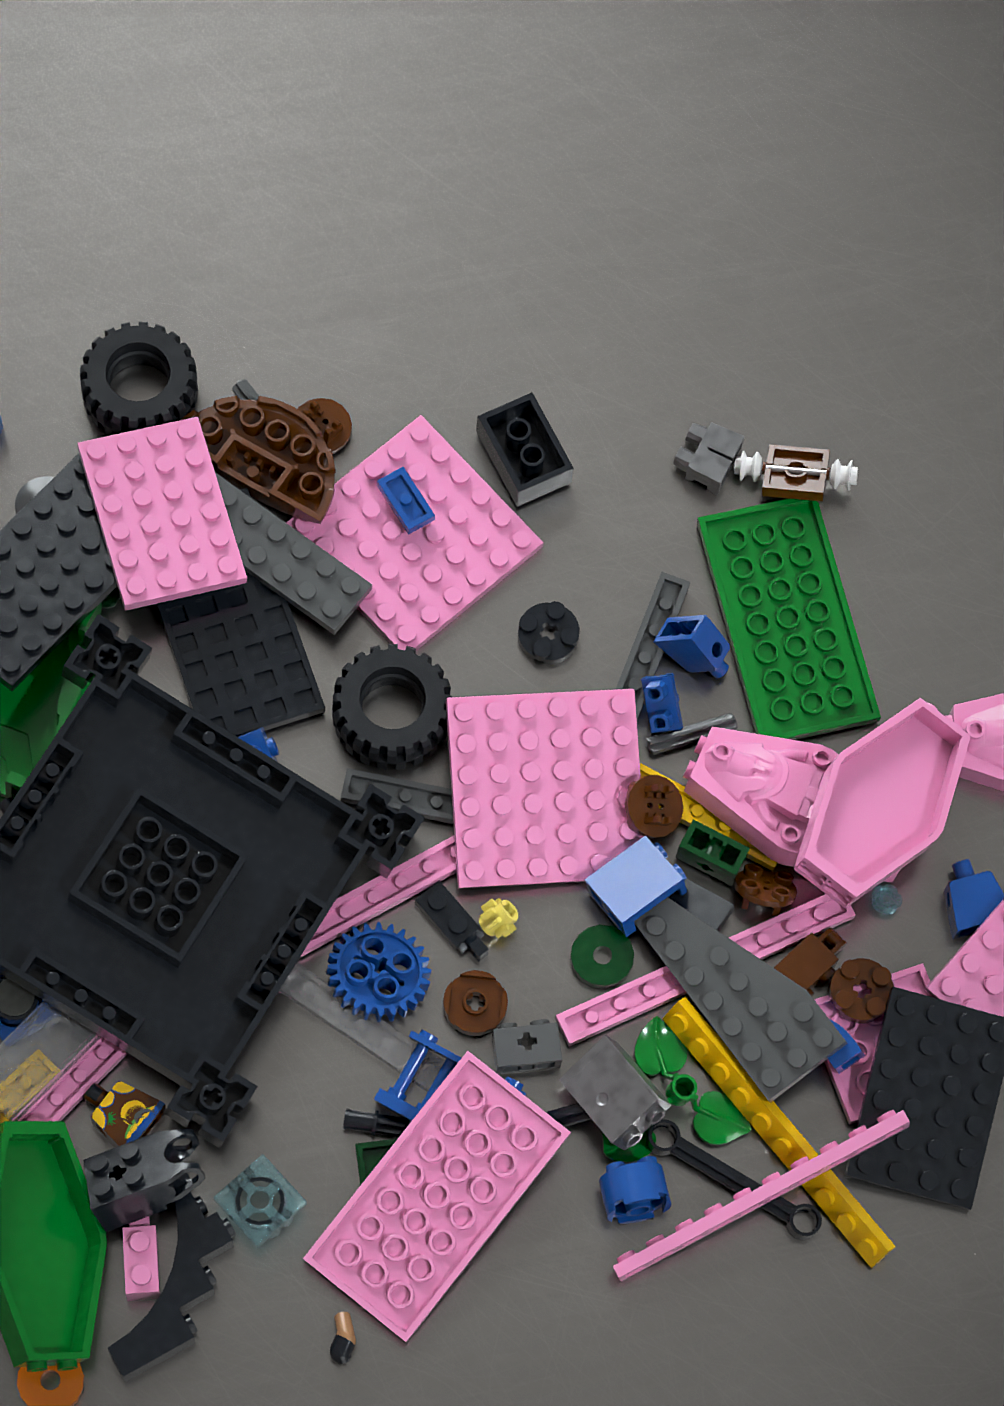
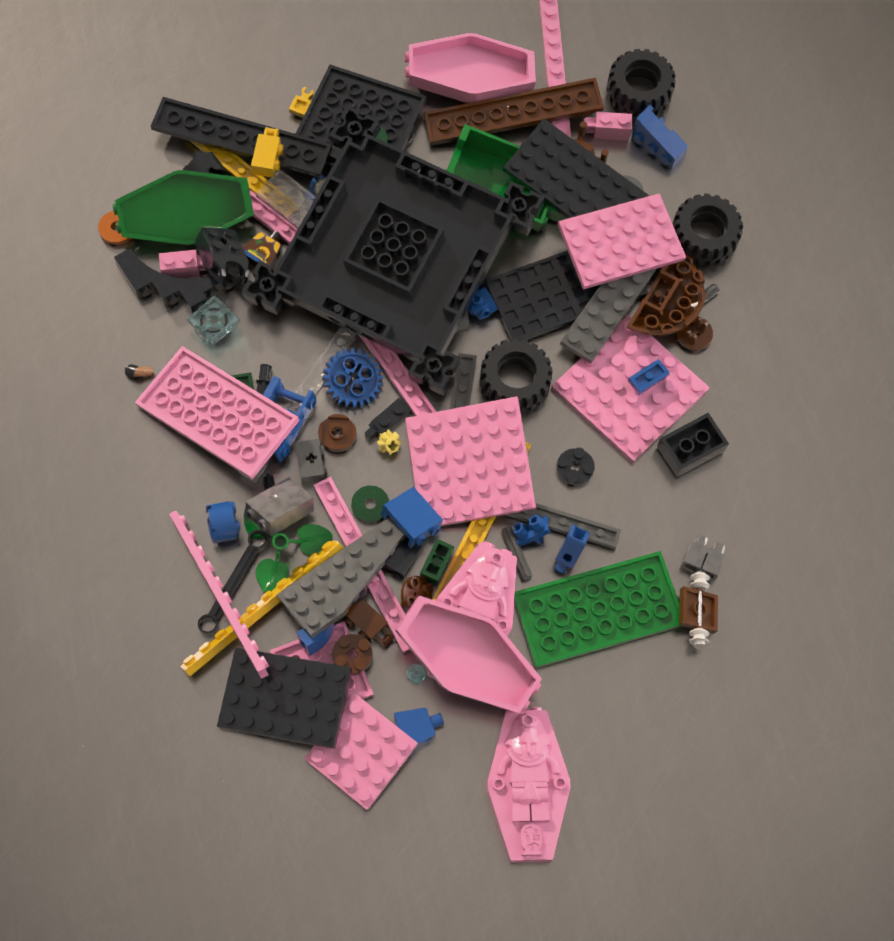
camera: 90 degrees right, 0 degrees up
(653, 821) = (452, 524): reddish brown plate -> none

